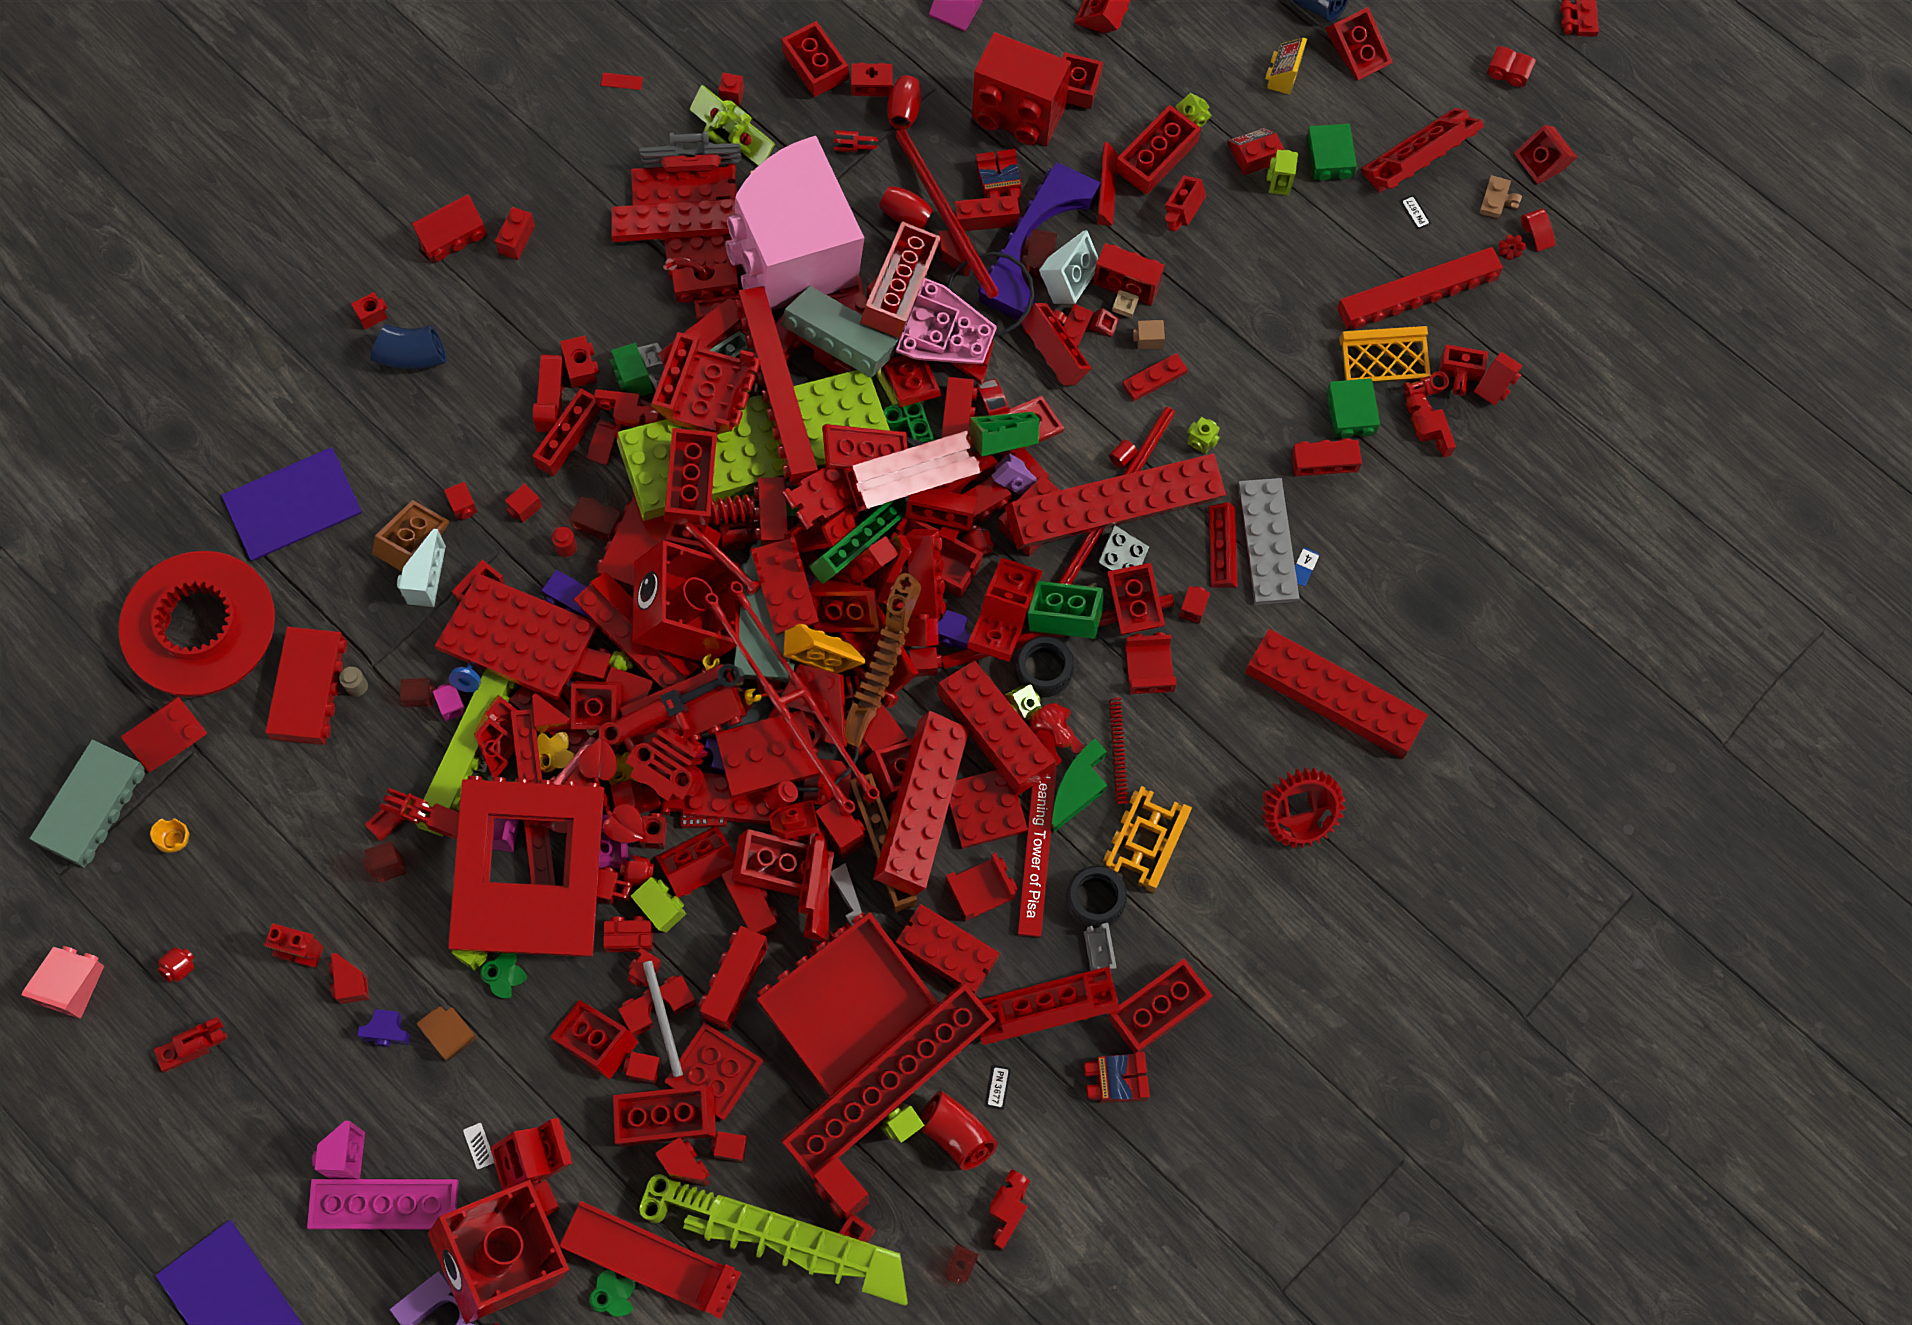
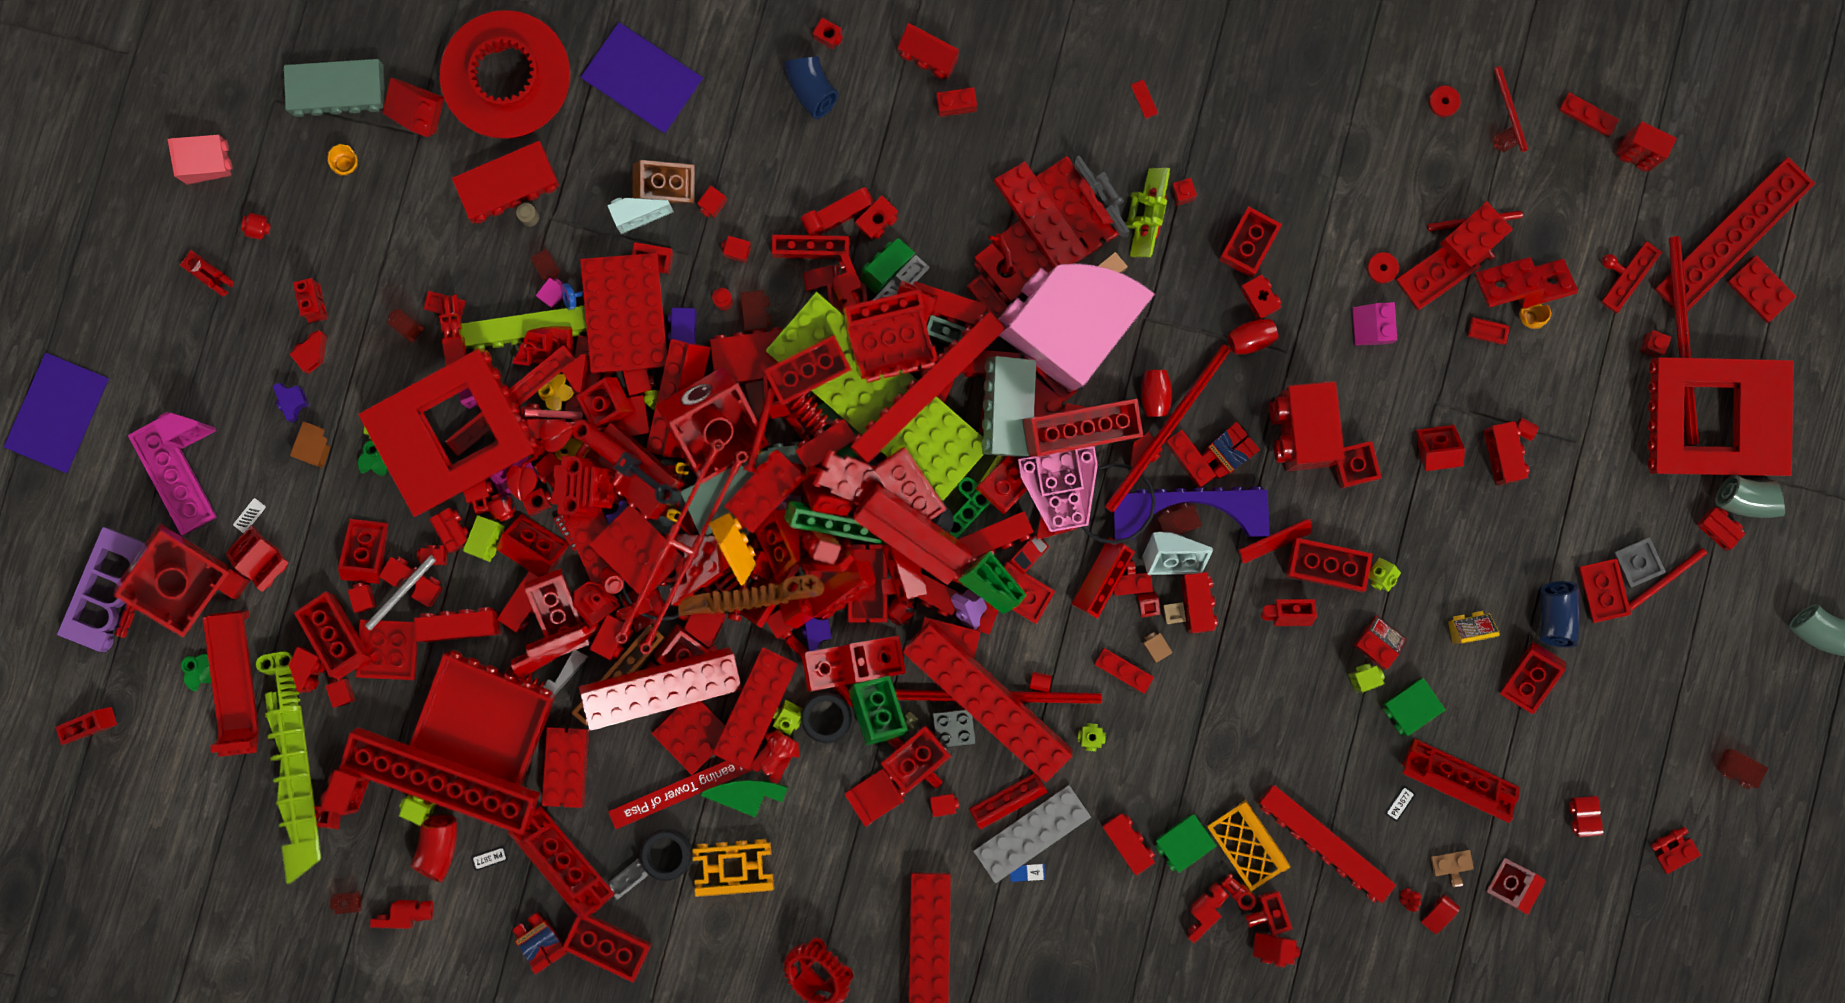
camera: 65 degrees right, 15 degrees up
(855, 141) = (1194, 316): red arm -> none
(981, 887) = (628, 764): red panel -> none
(1118, 712) = (791, 810): red piece -> none

